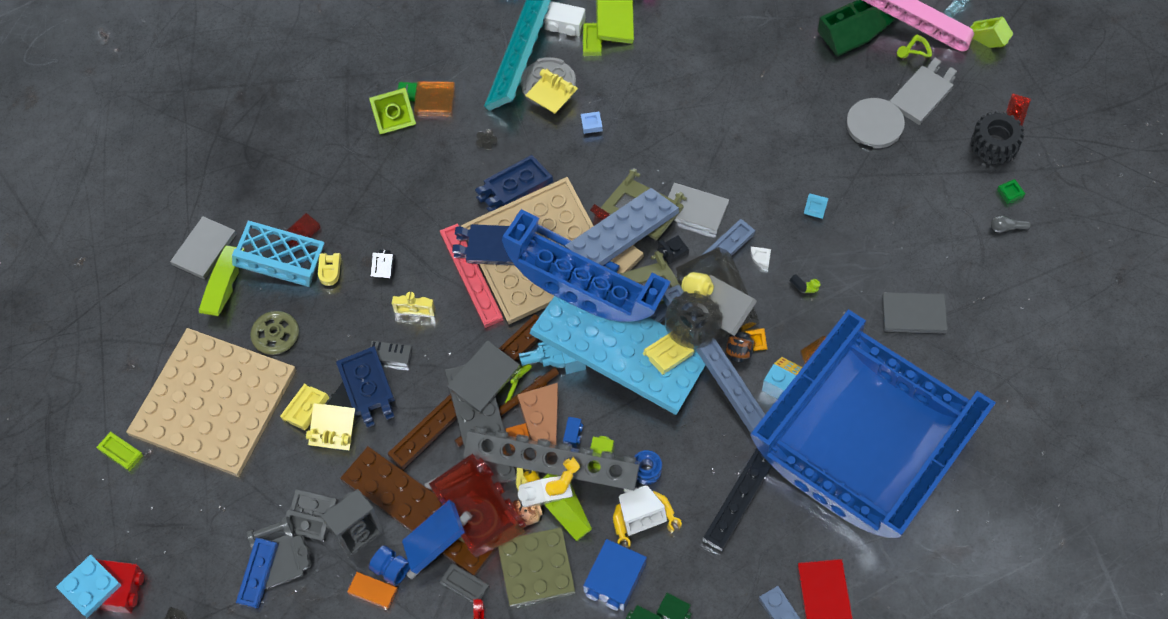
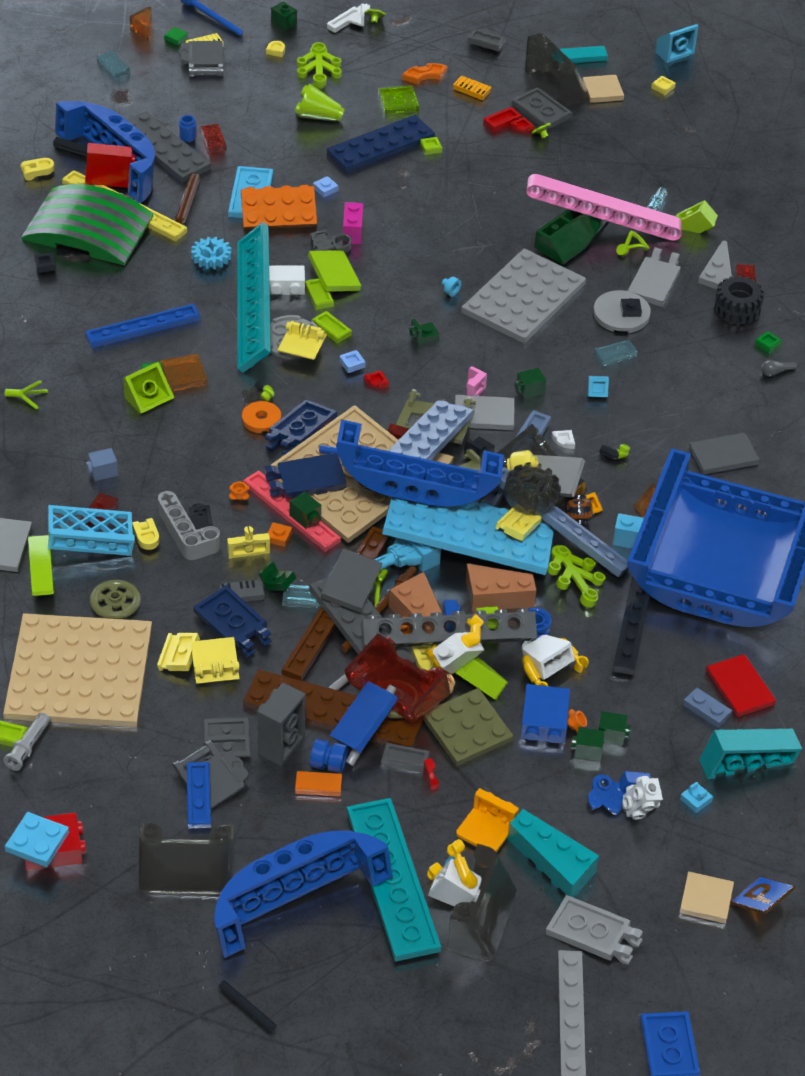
camera: 25 degrees left, 15 degrees down
(126, 475) = (23, 747): none -> light grey pin
(283, 89) = (26, 391): none -> lime plant
(319, 184) = (102, 464): none -> sand blue brick
(363, 267) = (191, 542): none -> light grey beam
(418, 39) = (142, 325): none -> blue tile
(423, 348) = (276, 579): none -> dark green bracket
(431, 237) = (239, 491): none -> orange plate
(435, 371) = (299, 597): none -> clear light blue tile
(448, 298) = (279, 534): none -> orange plate
(477, 282) = (305, 510): none -> dark green brick
(481, 155) = (257, 409): none -> orange tile
(501, 136) = (267, 390): none -> lime arm
(589, 79) = (333, 327): none -> lime tile
(607, 147) = (376, 380): none -> red tile
(626, 417) = (499, 588): none -> nougat wedge
(642, 591) = (576, 720): none -> orange plate
(672, 104) = (423, 333): none -> dark green bracket
(699, 174) = (476, 381): none -> bright pink bracket
(709, 416) = (563, 555): none -> lime plant
(718, 58) = (451, 286): none -> medium azure tile
(750, 187) = (530, 383): none -> dark green brick
(786, 83) = (523, 295): none -> light grey plate
(851, 168) = (615, 352): none -> clear light blue tile
(884, 122) = (630, 307): none -> black plate
(992, 94) = (717, 268): none -> light grey wing

